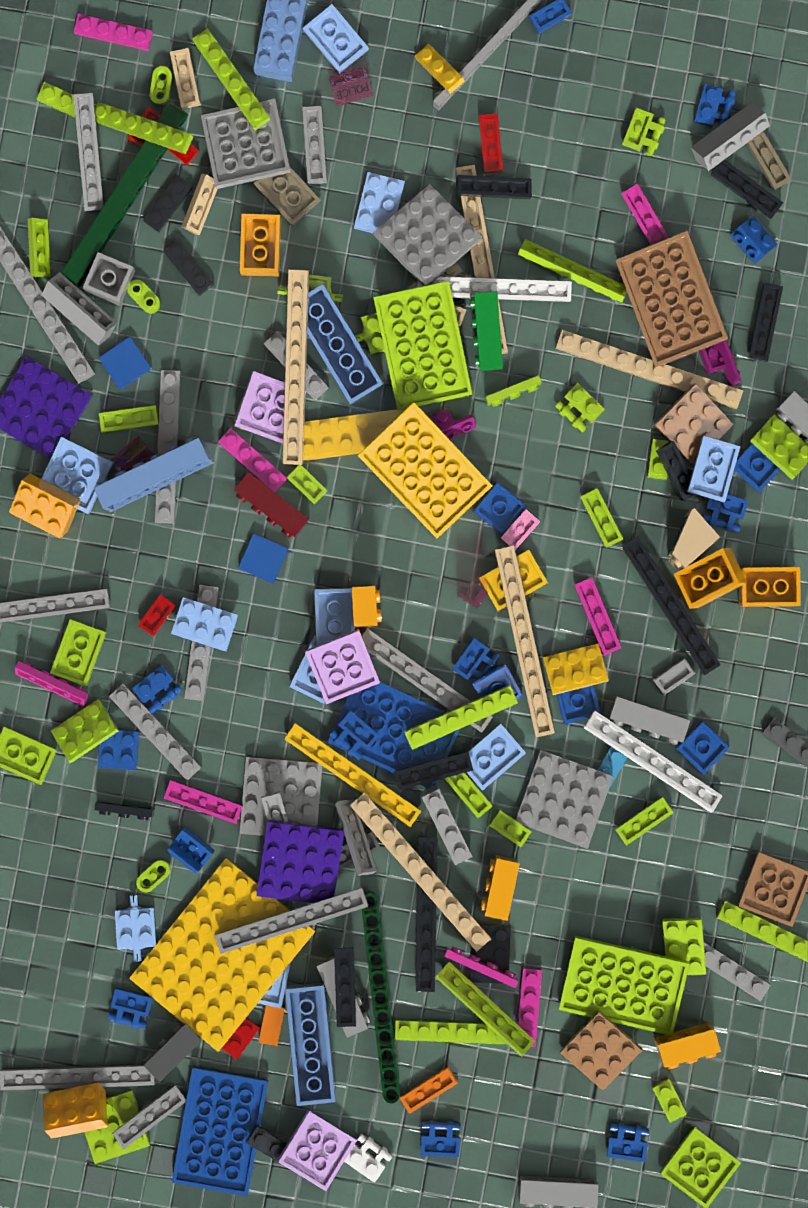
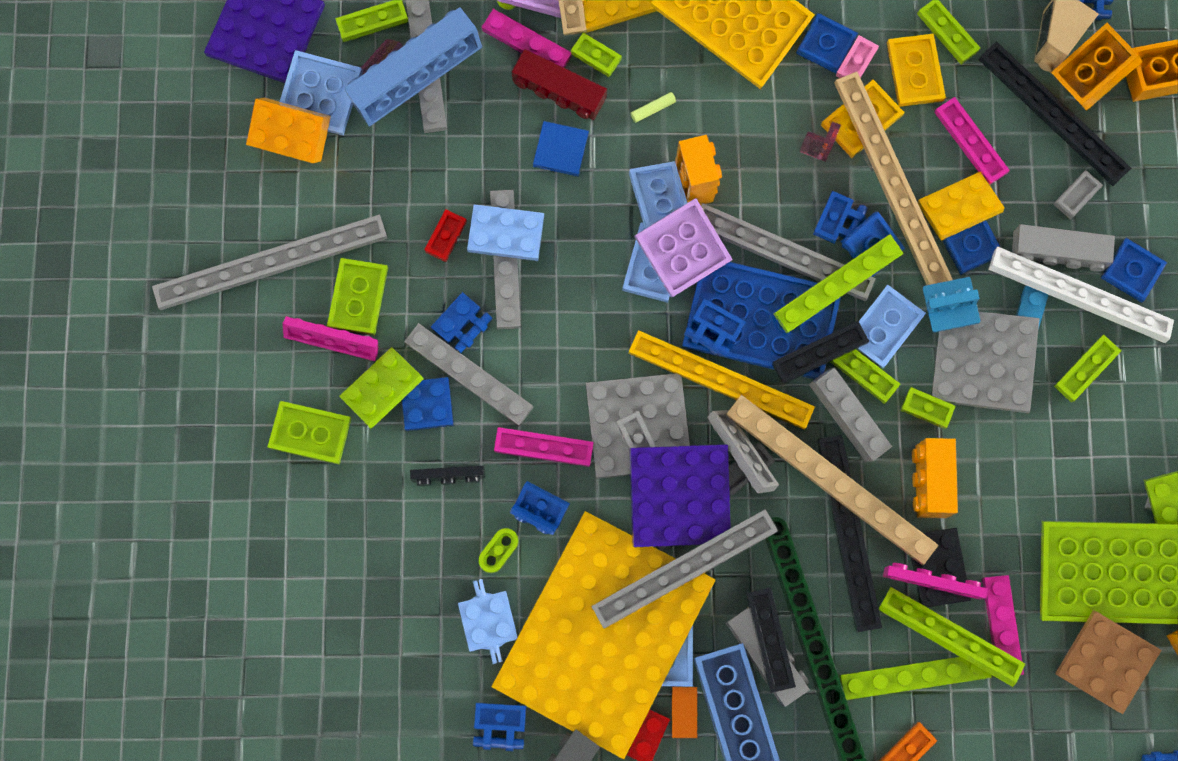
camera: 15 degrees left, 10 degrees down
(345, 537) = (653, 107): none -> yellowish green piece
(546, 751) = (951, 304): none -> dark azure bracket
(566, 547) = (916, 70): none -> yellow plate

